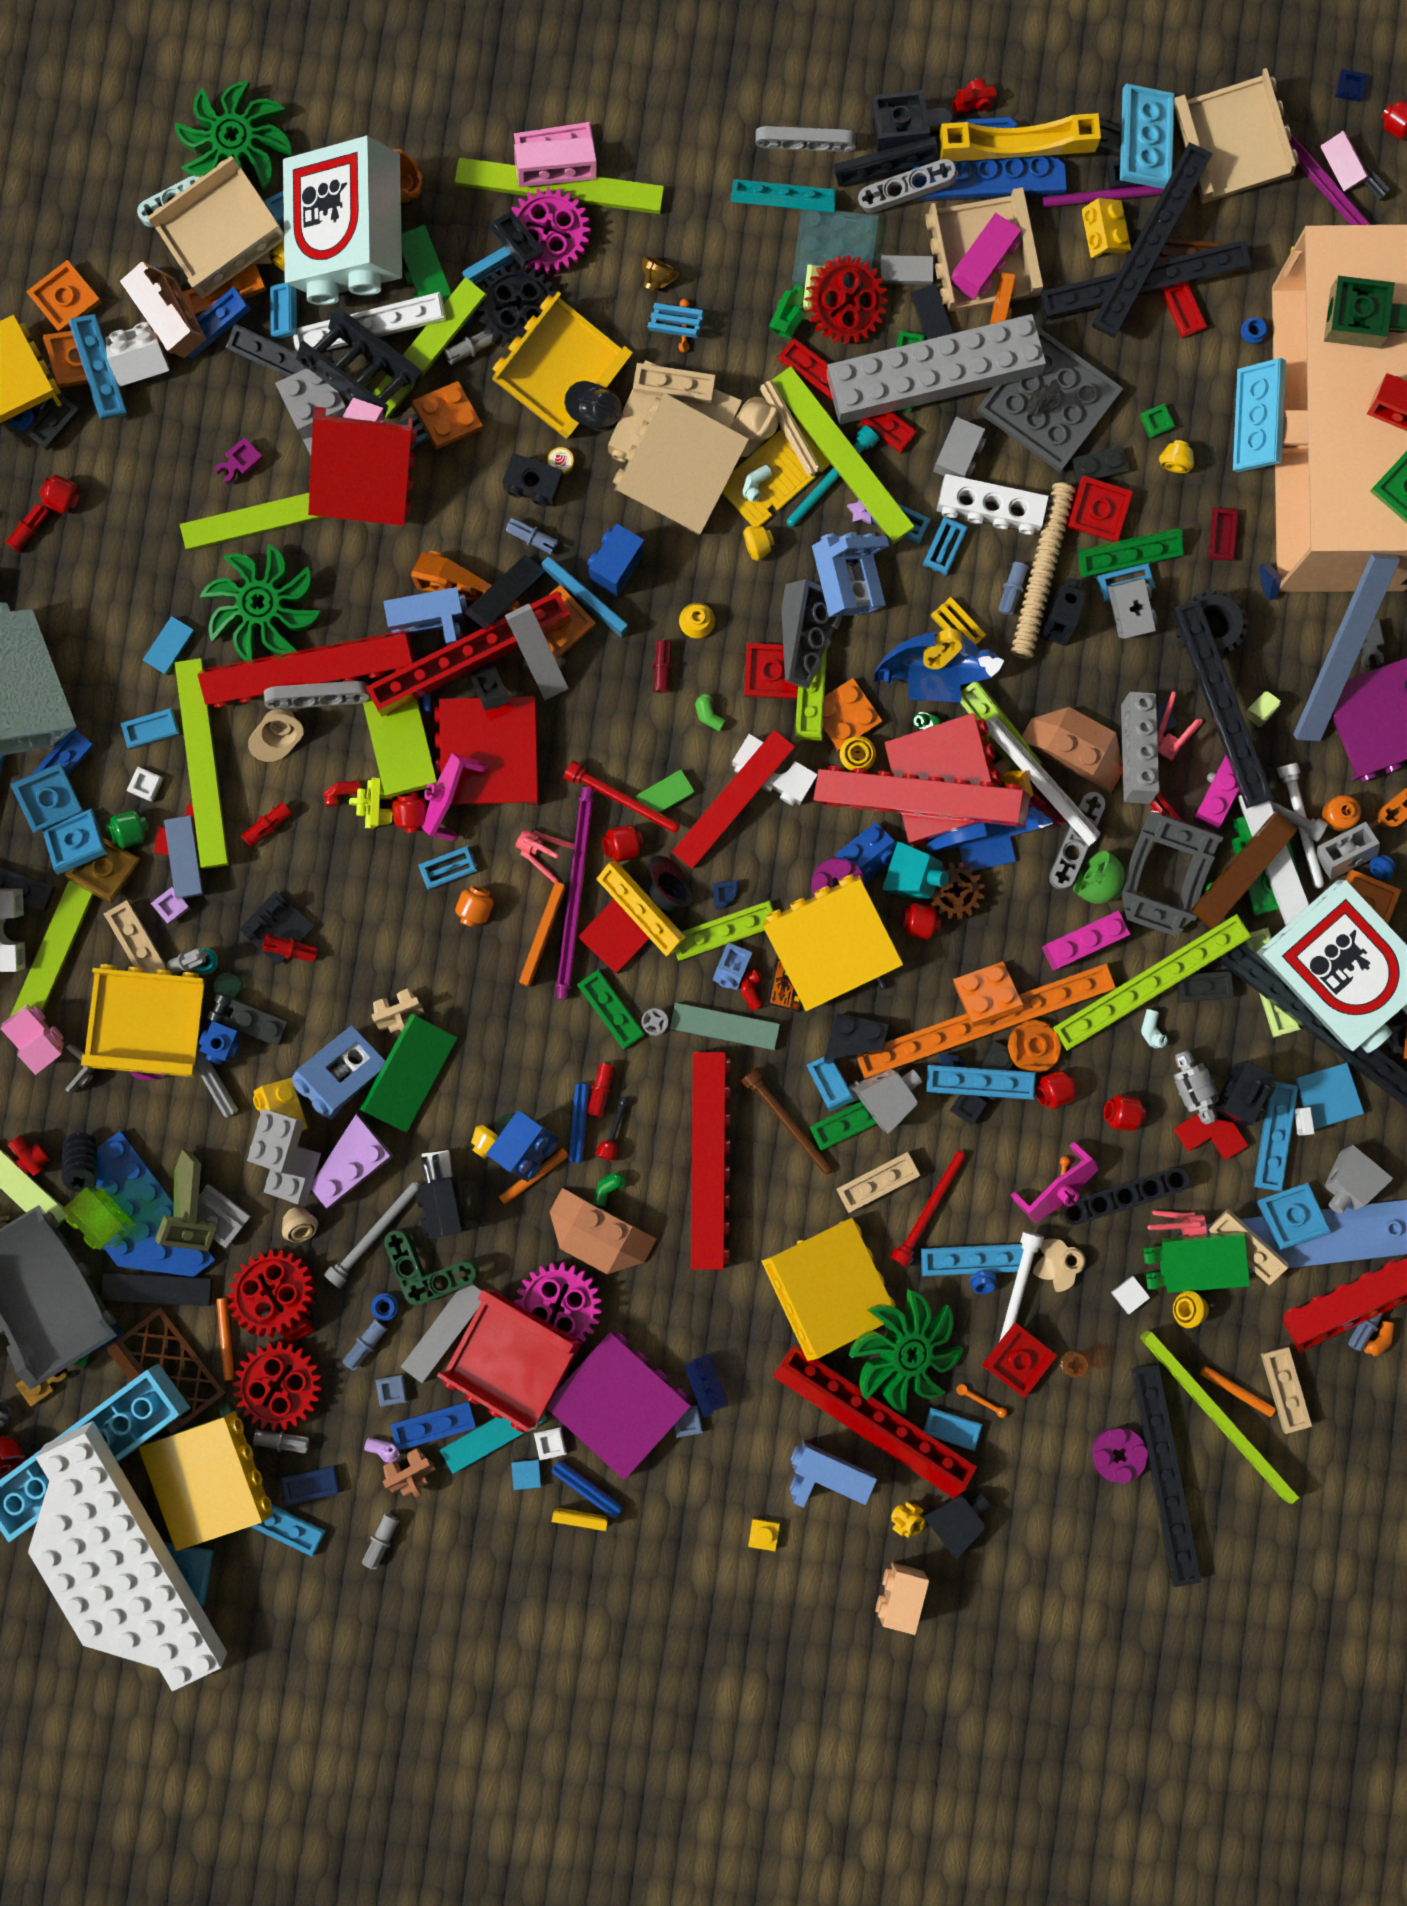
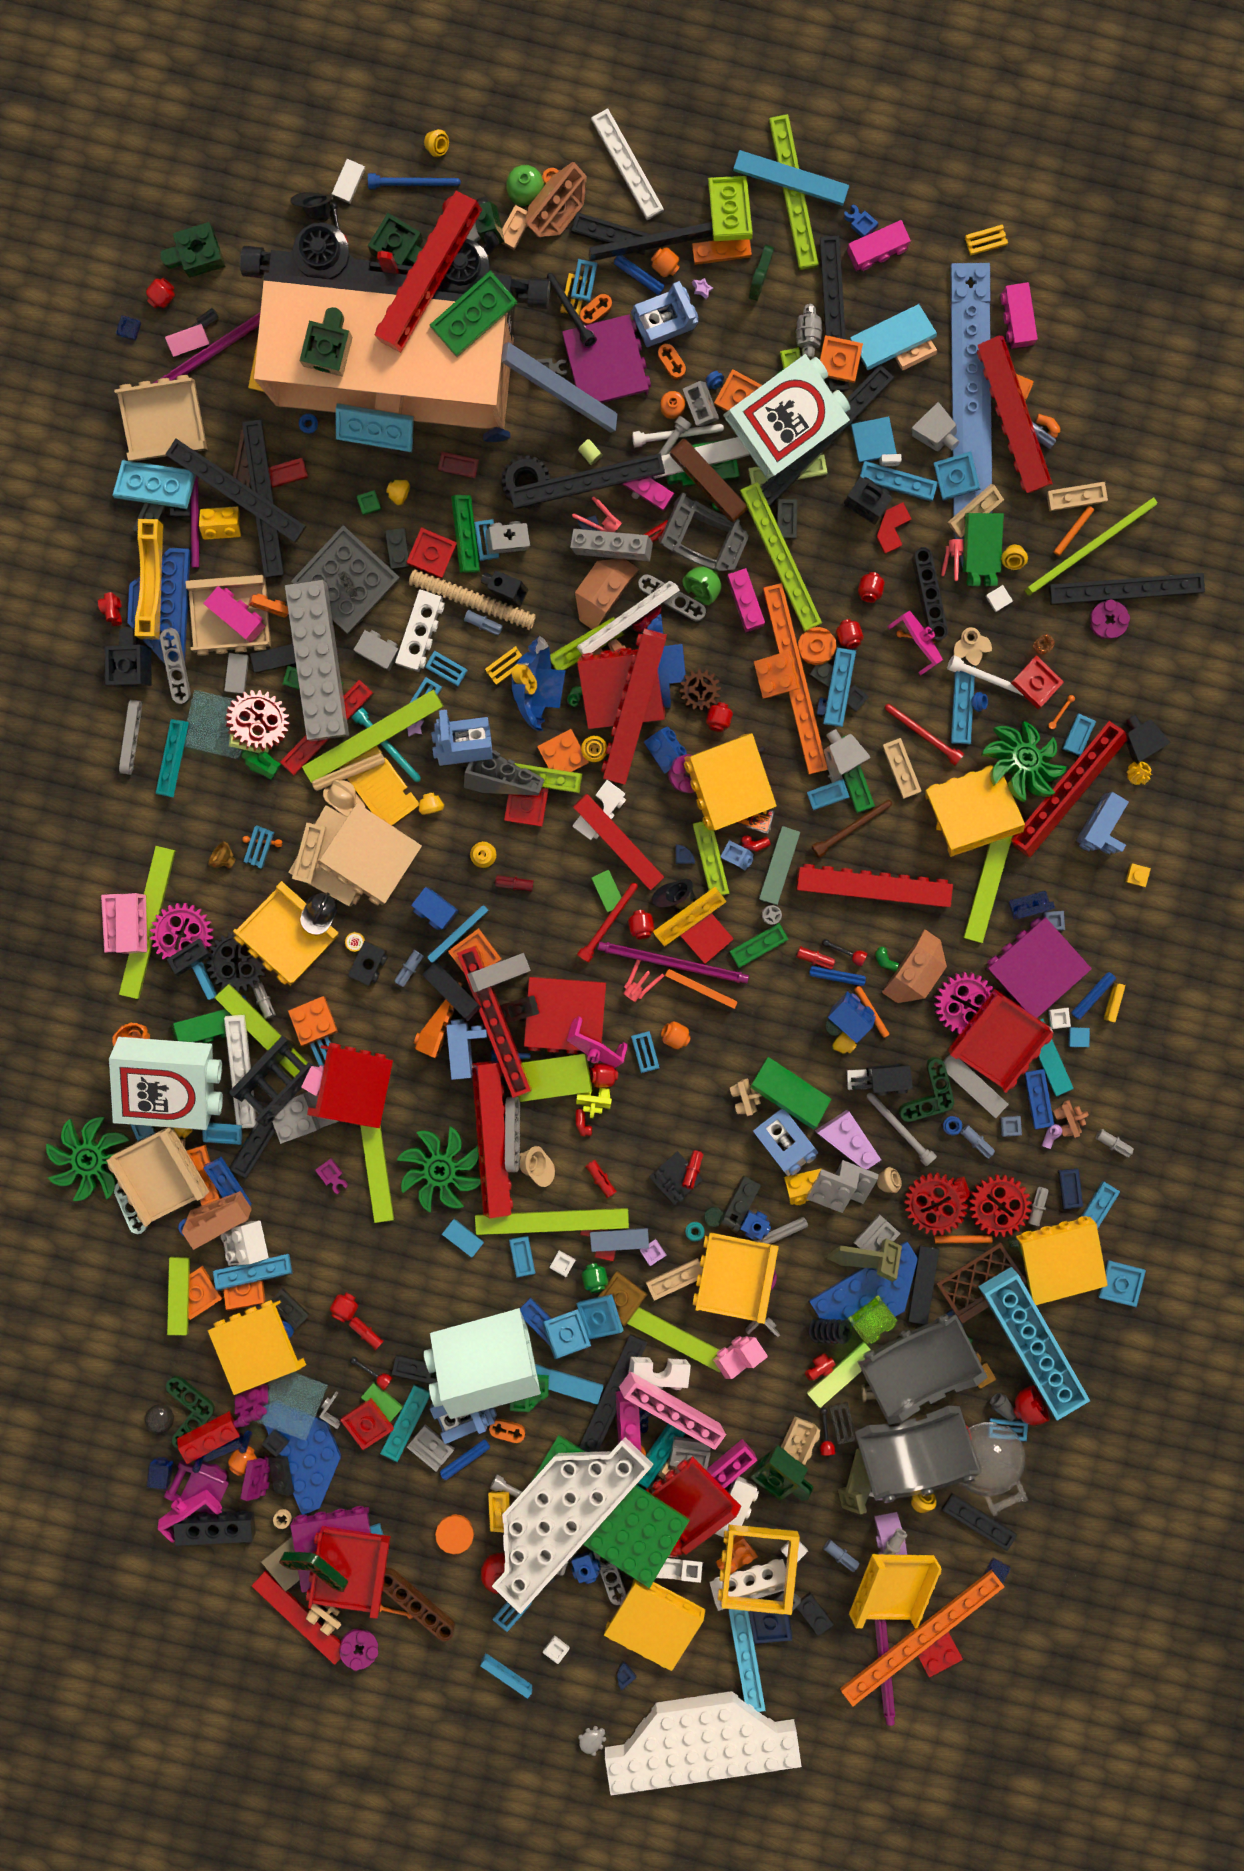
camera: 80 degrees left, 5 degrees up
(57, 272) = (178, 1295): none -> lime tile
(113, 1565) = (1116, 1328): white brick -> none
(187, 961) = (695, 1243): light grey axle -> none
(705, 712) = (551, 855): bright green arm -> none
(721, 1321) = (987, 890): none -> lime tile
(752, 481) = (385, 803): light aqua arm -> none
(855, 1037) = (798, 773): black wing -> none
(886, 161) = (155, 679): black tile -> none
(902, 1598) = (1193, 783): light nougat brick -> none
(914, 873) = (685, 717): teal torso -> none
(1018, 777) = (629, 636): light orange tile -> none
(1151, 1032) = (815, 561): light aqua arm -> none
(1196, 1087) = (858, 534): light grey piece -> none

